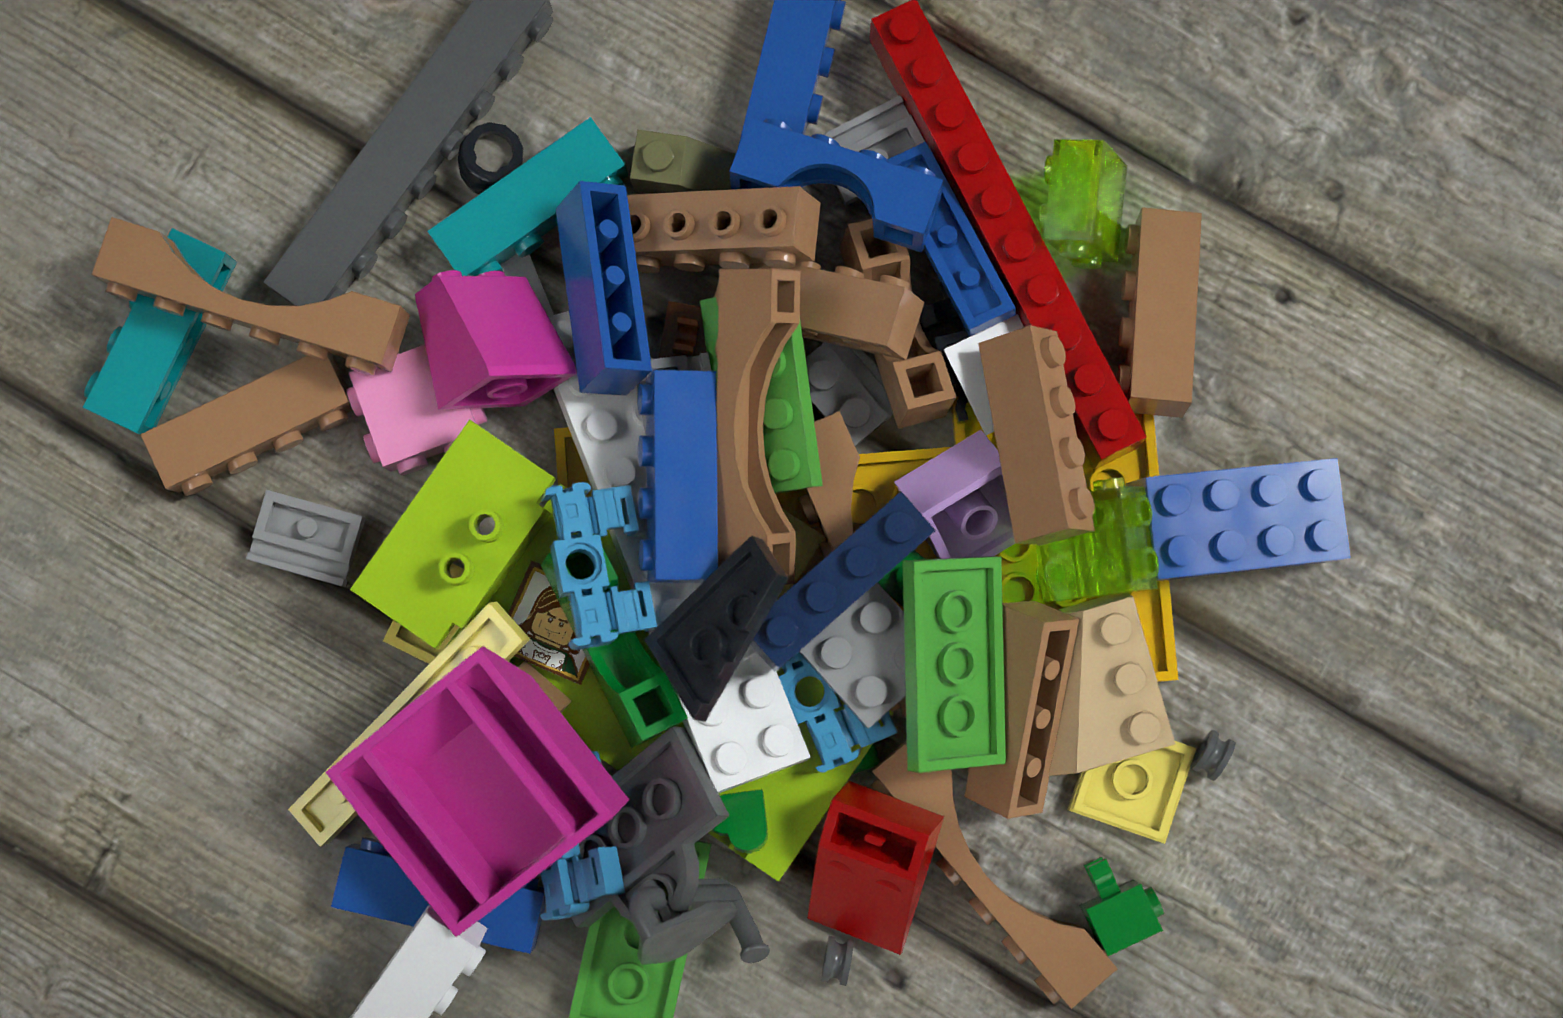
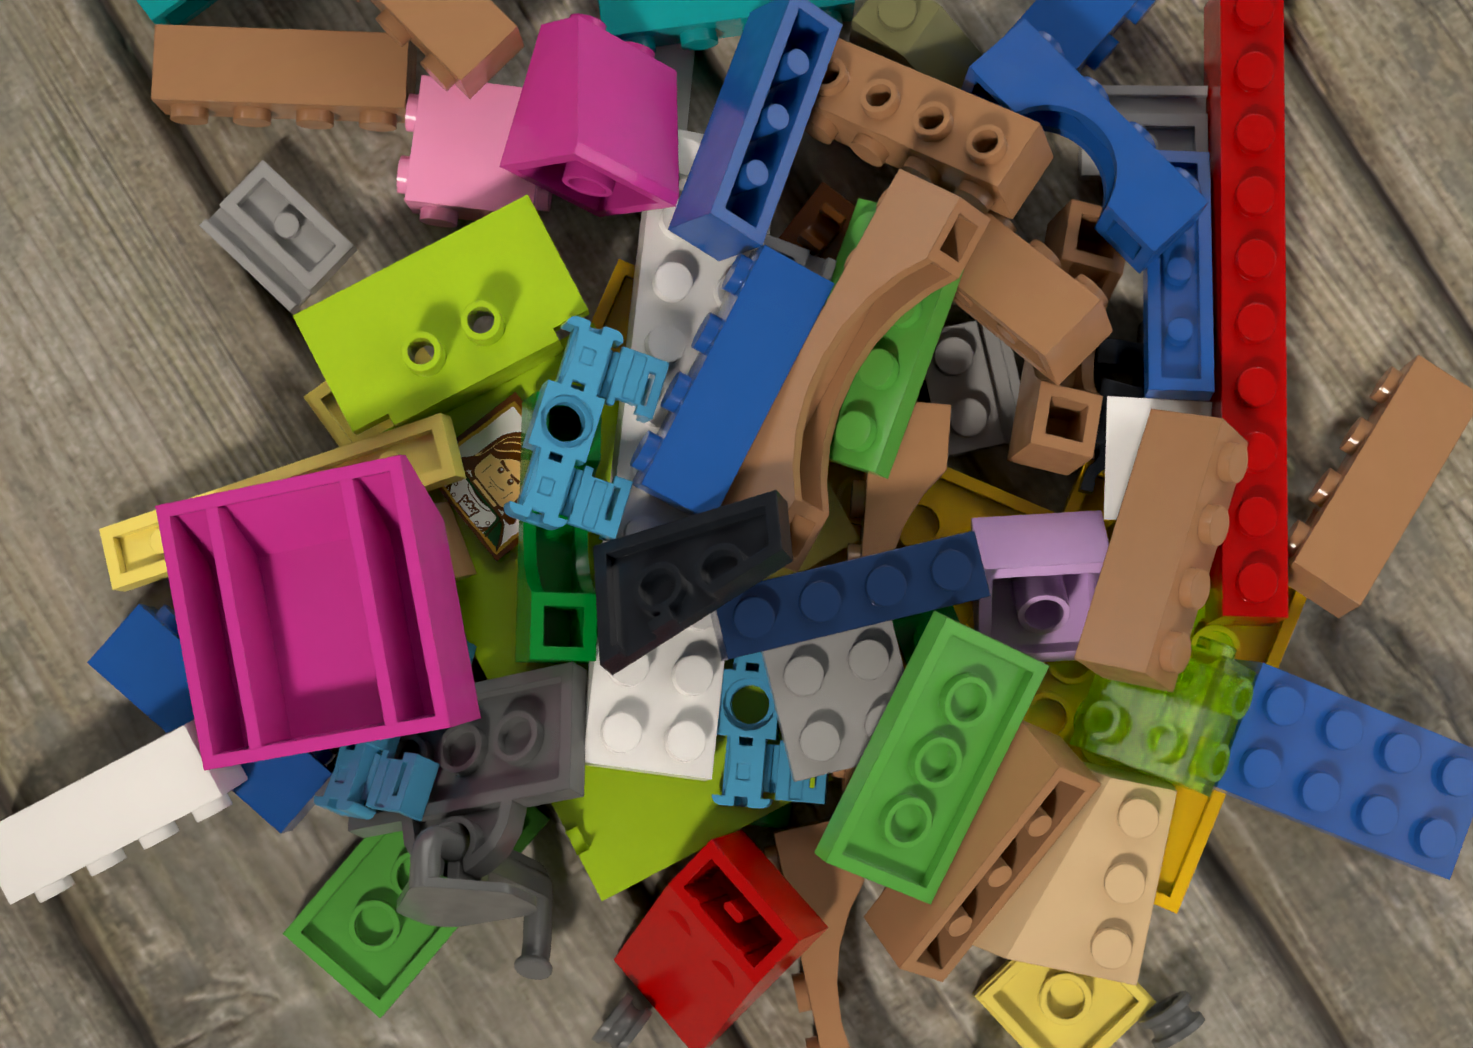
camera: 30 degrees right, 0 degrees up
(747, 820) = (601, 813): green tile -> none
(1084, 201) = (1355, 313): clear neon green brick -> none

